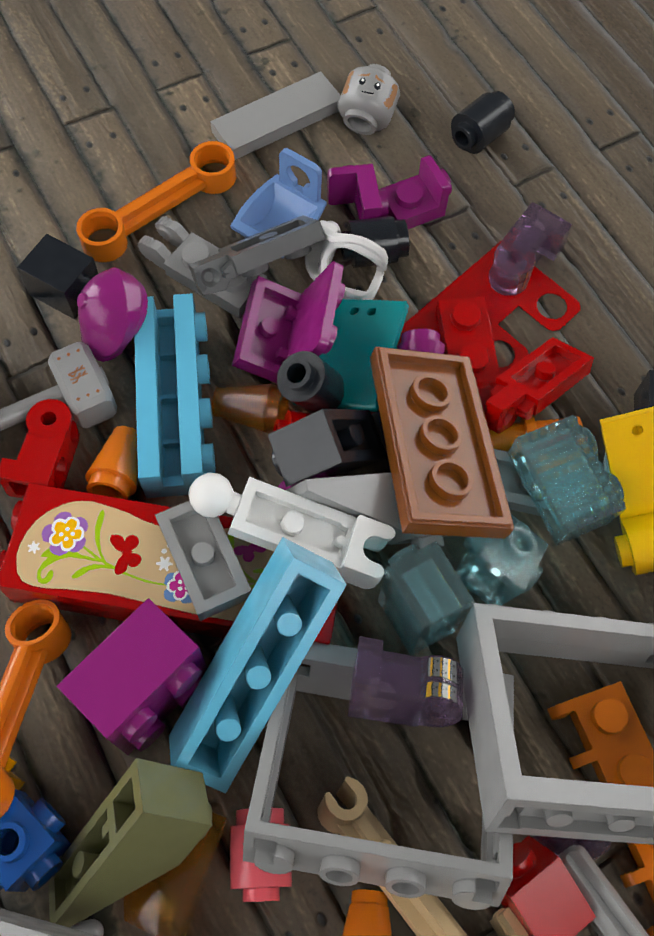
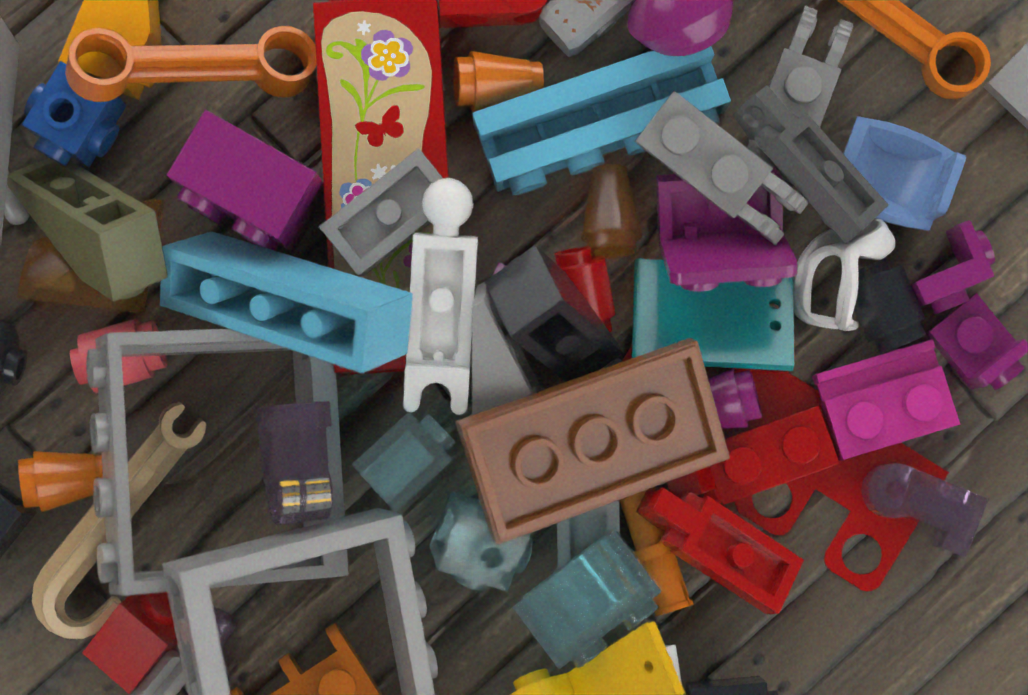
camera: 80 degrees right, 20 degrees up
(239, 310) = (715, 164): none -> light grey hinge
(310, 382) = (638, 276): black brick -> none
(443, 261) = (885, 400): none -> dark pink plate

